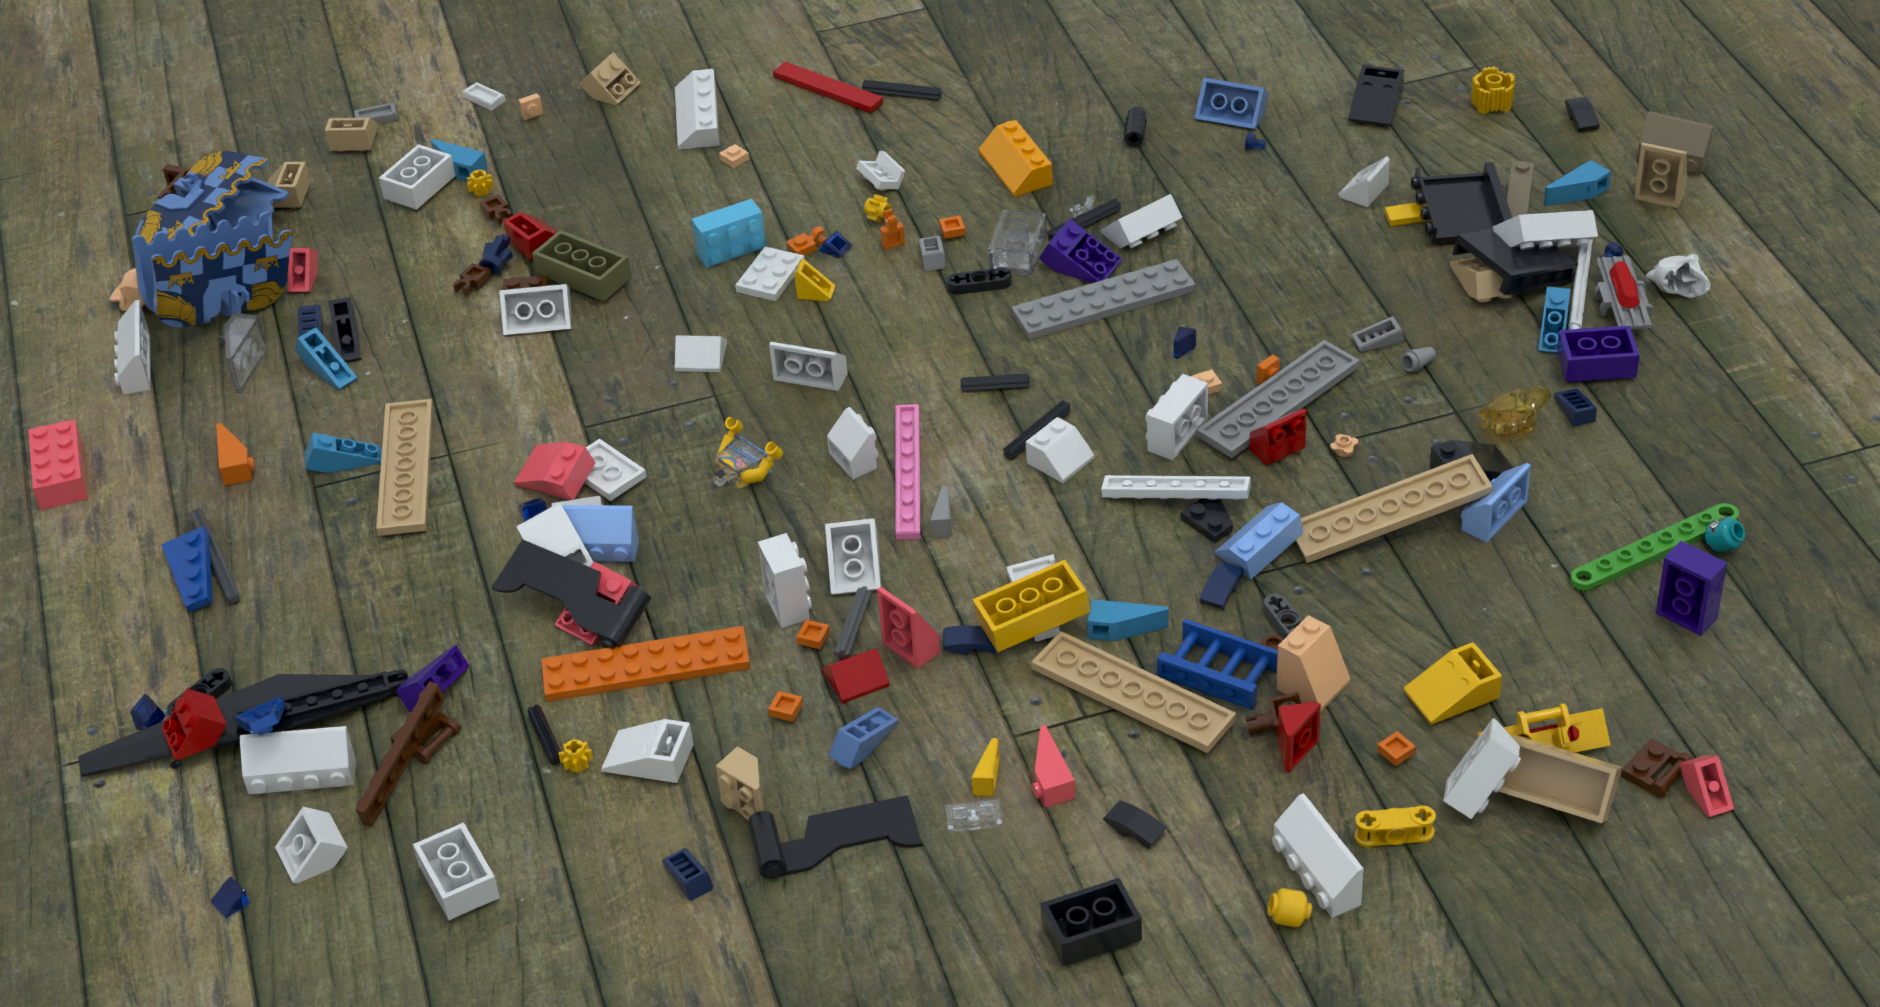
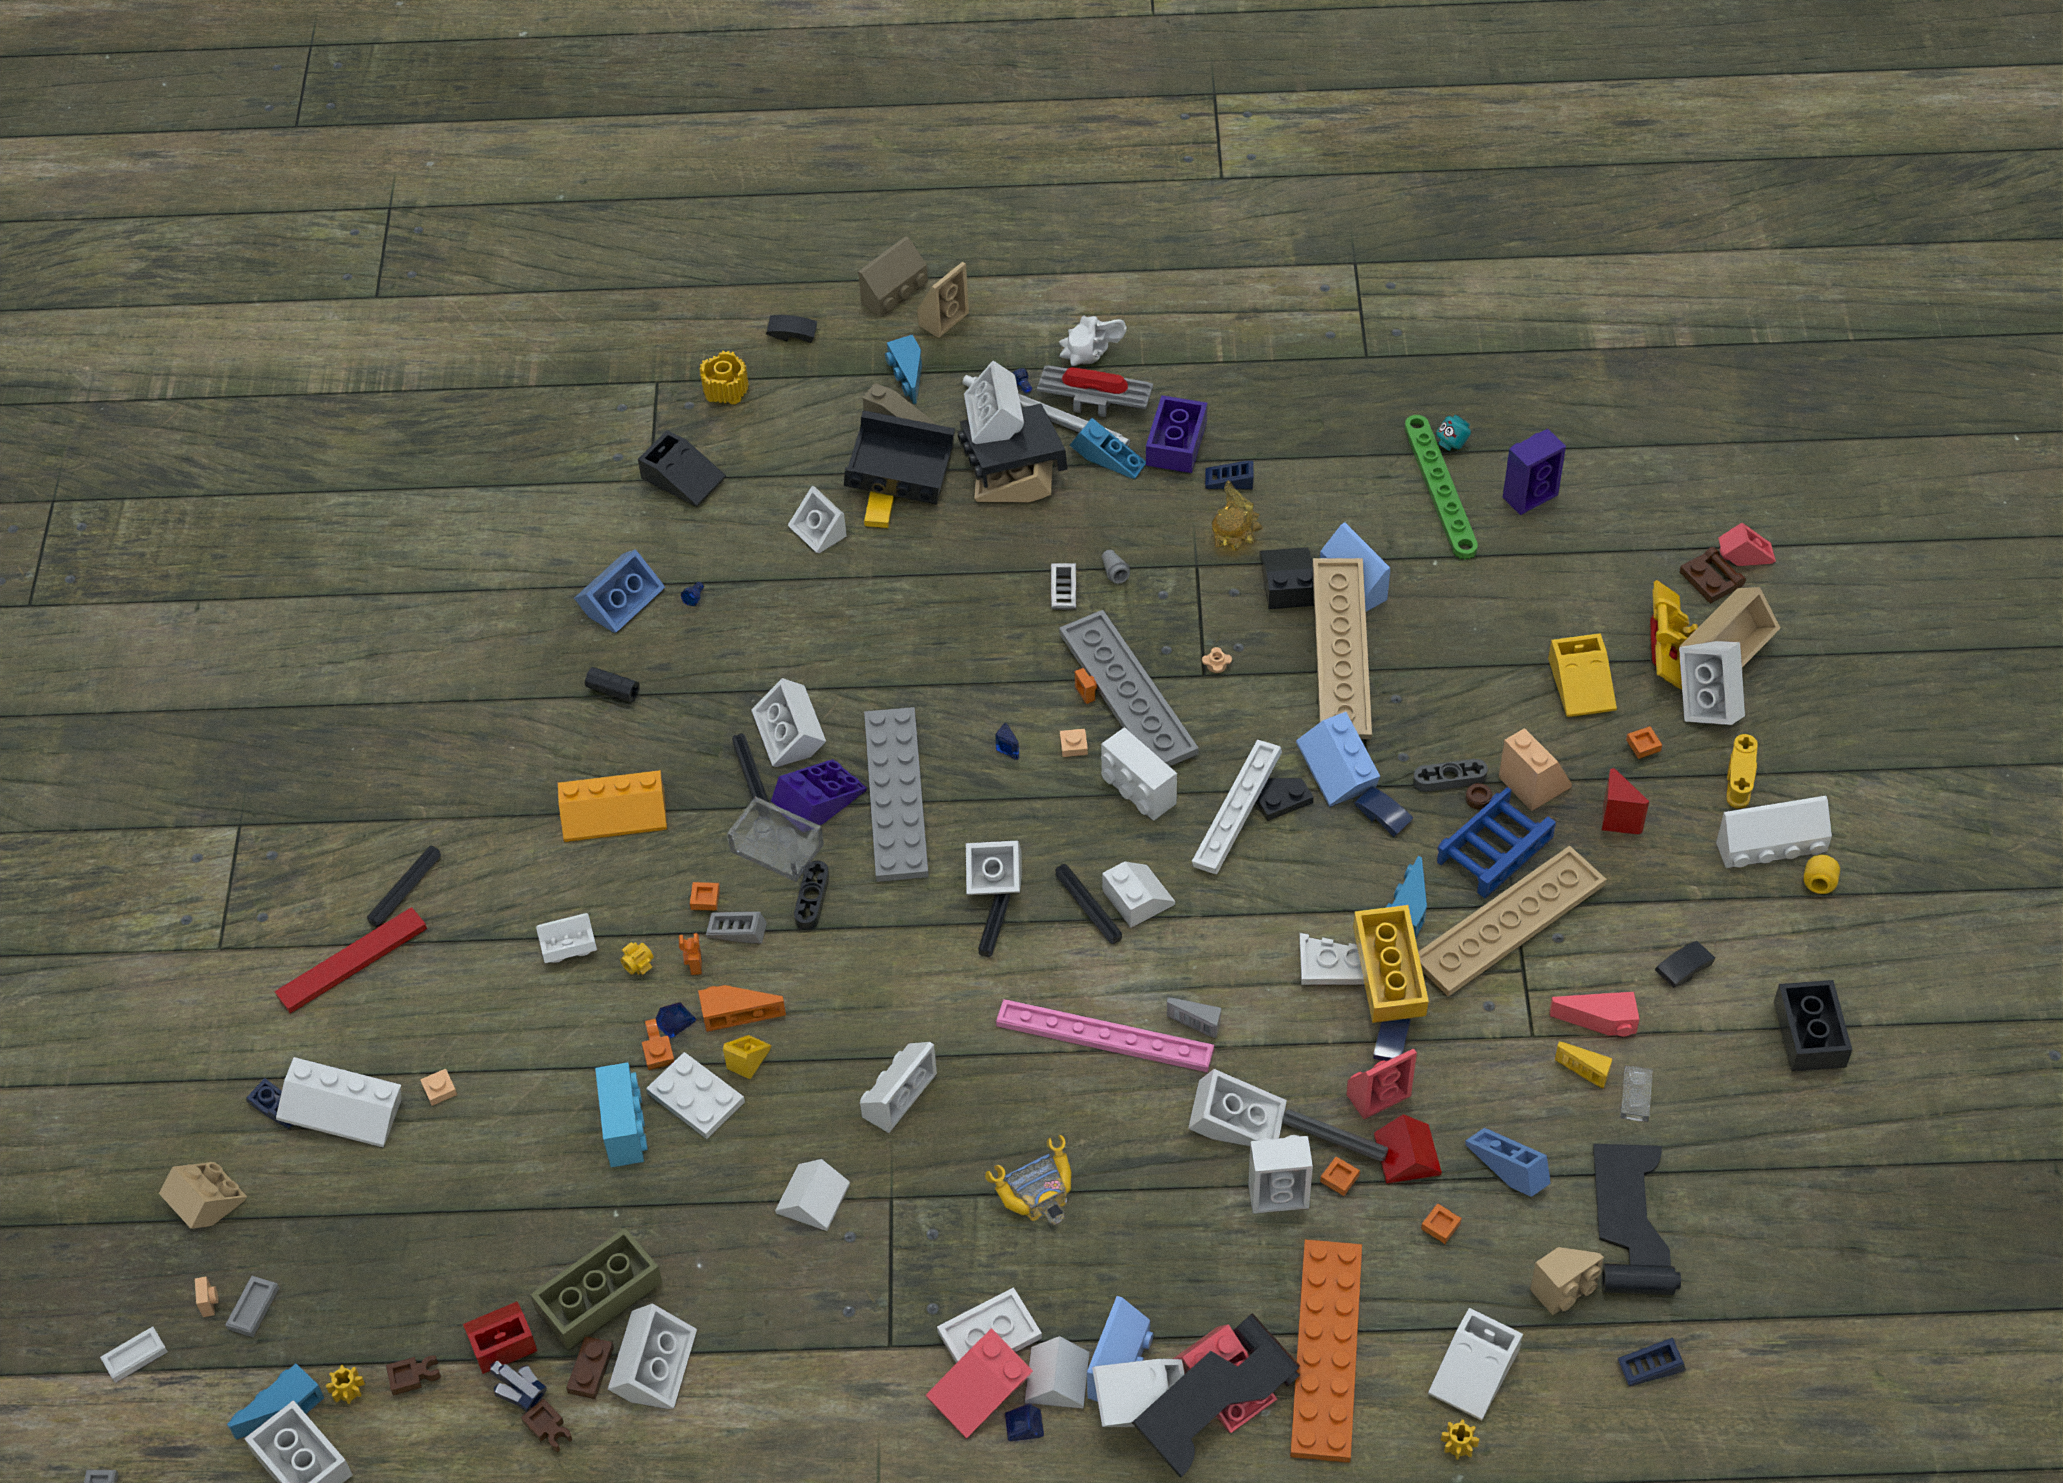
camera: 75 degrees left, 10 degrees up
(533, 131) = (252, 1306): none -> light grey tile
(544, 734) = (1410, 1468): black axle -> none
(850, 264) = (735, 1006): none -> orange slope
(853, 444) = (1062, 1070): white slope -> none
(1040, 362) = (993, 867): none -> white slope
(1088, 205) = (732, 767): clear arm -> none
(1269, 720) = (1582, 821): reddish brown bracket -> none
(1279, 437) = (1195, 701): red slope -> none

